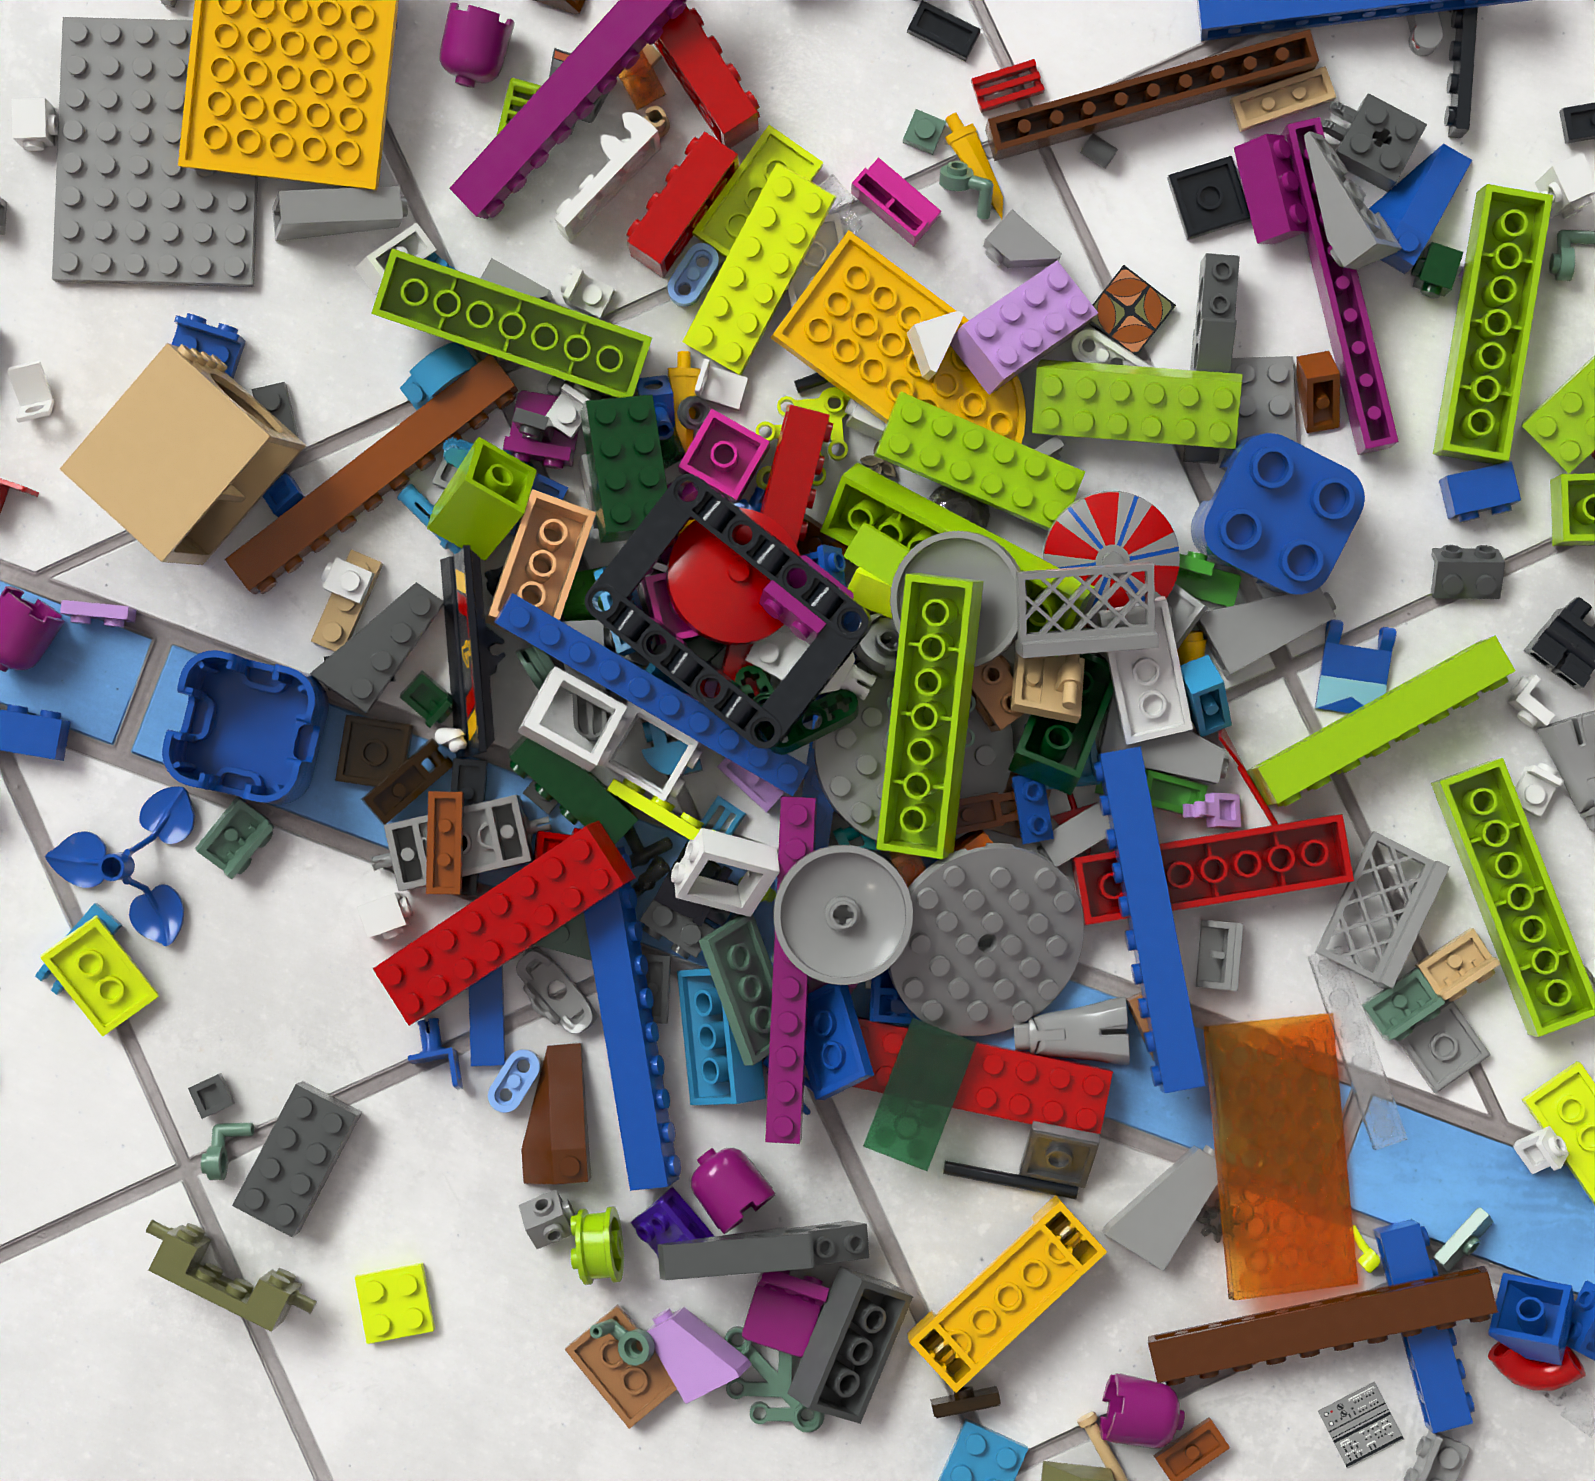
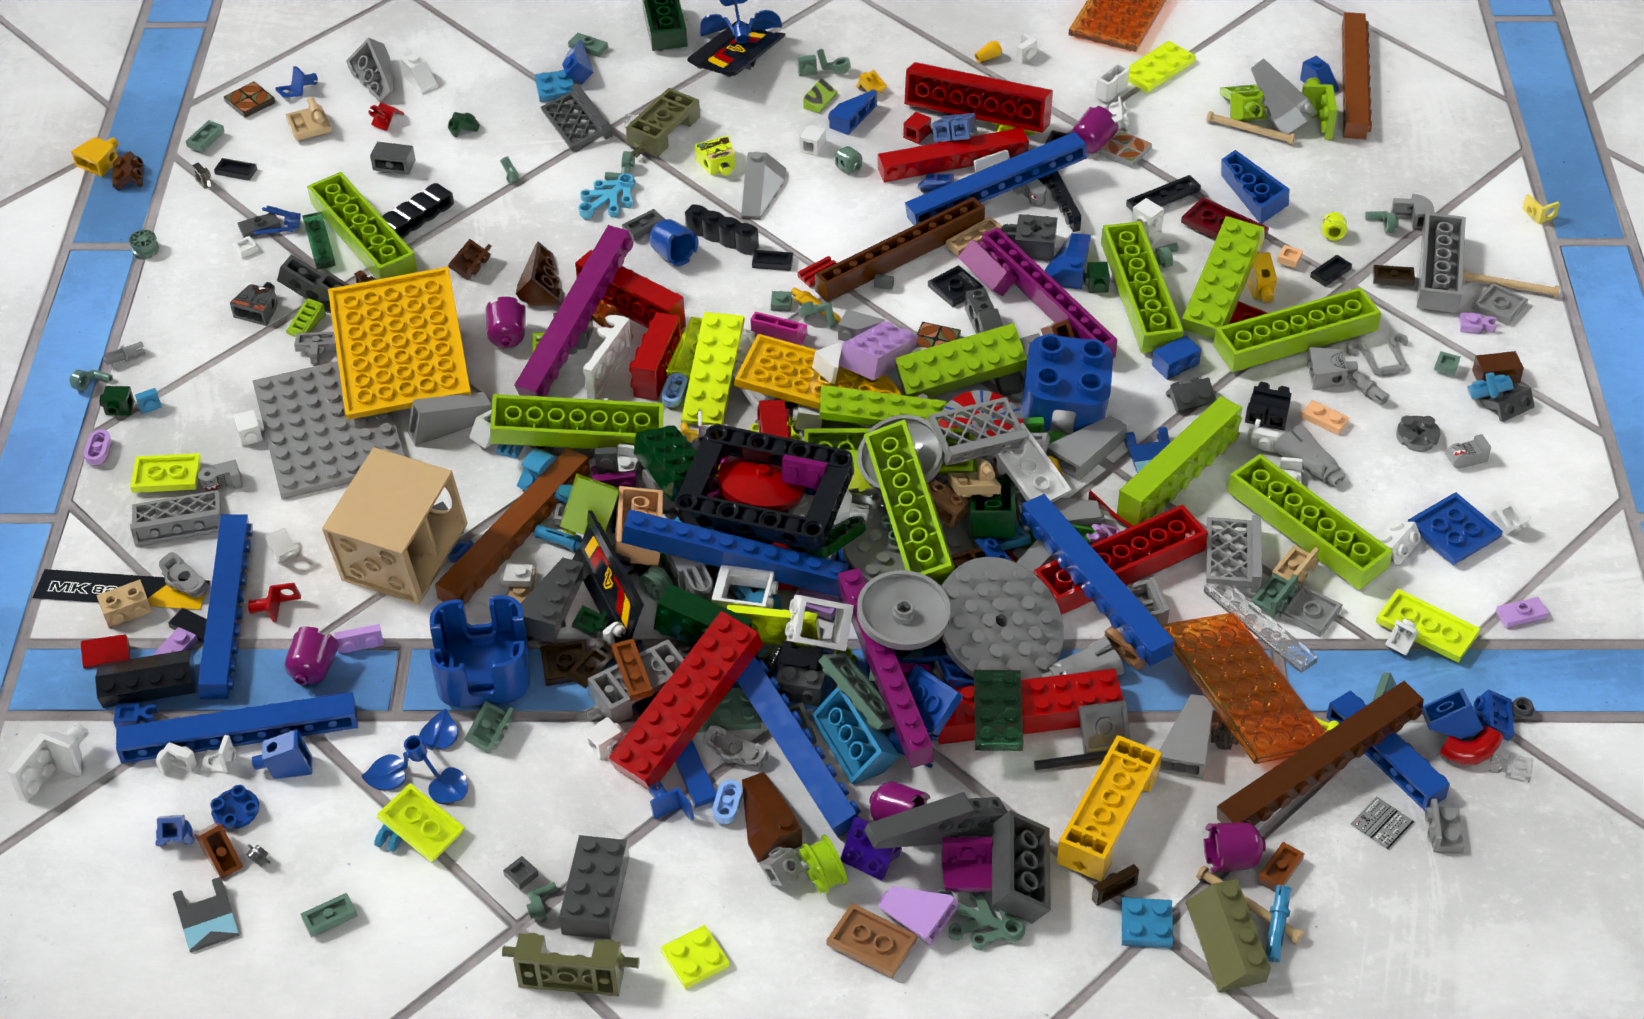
camera: 20 degrees left, 40 degrees down
(533, 730) = (691, 582): white window -> none
(627, 1341) = (868, 912): sand green plate -> none
(1205, 696) = (1074, 474): dark azure brick -> none
(1349, 225) = (1042, 255): light grey wedge -> none

